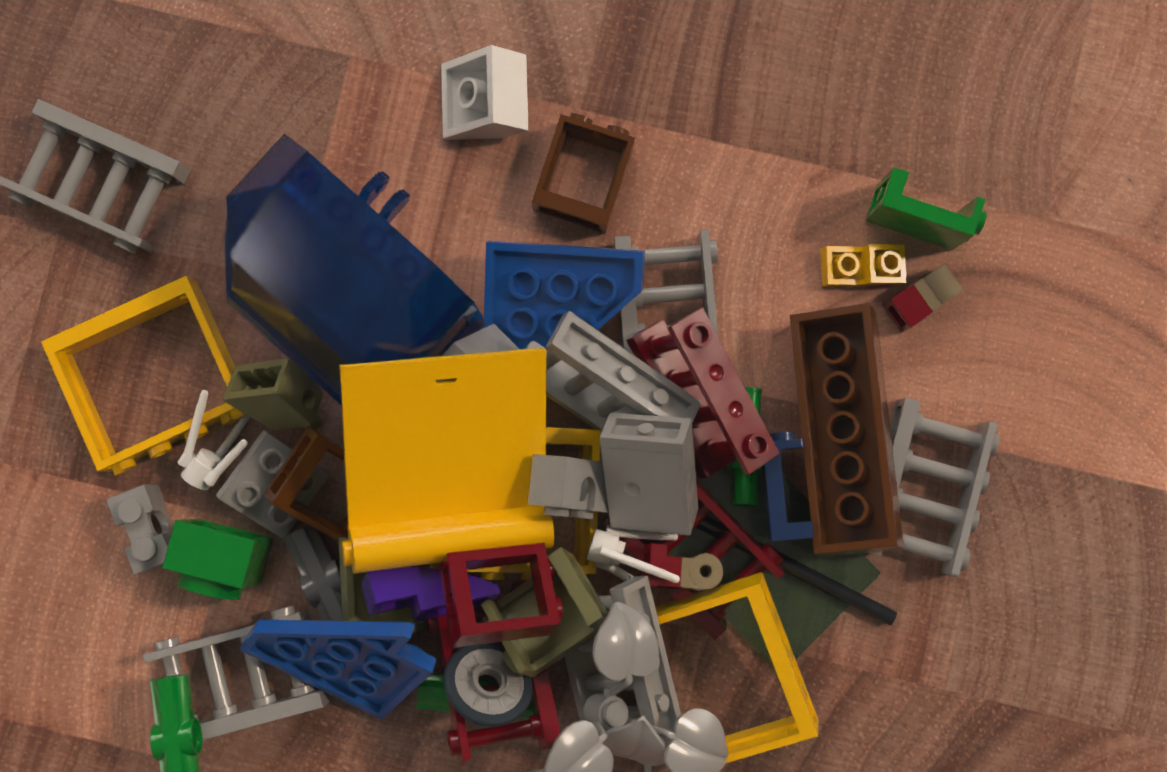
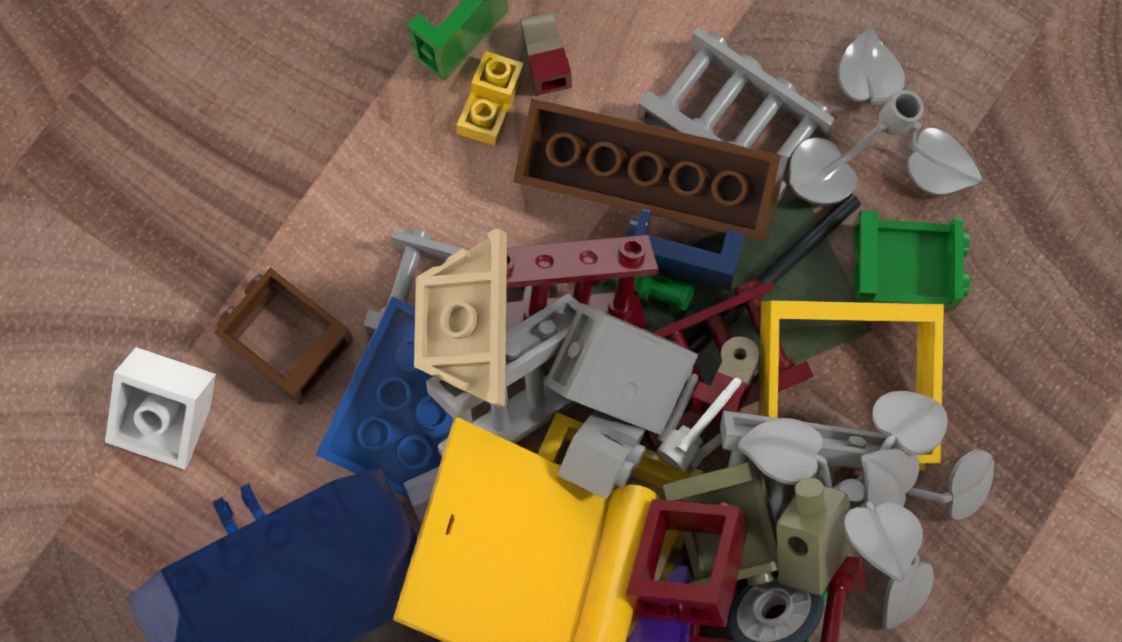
camera: 65 degrees left, 10 degrees down
(571, 695) = (812, 536): none -> olive torso
(633, 323) = (464, 319): none -> tan wing
(852, 687) = (909, 261): none -> green panel
(1017, 596) = (874, 73): none -> light grey plant

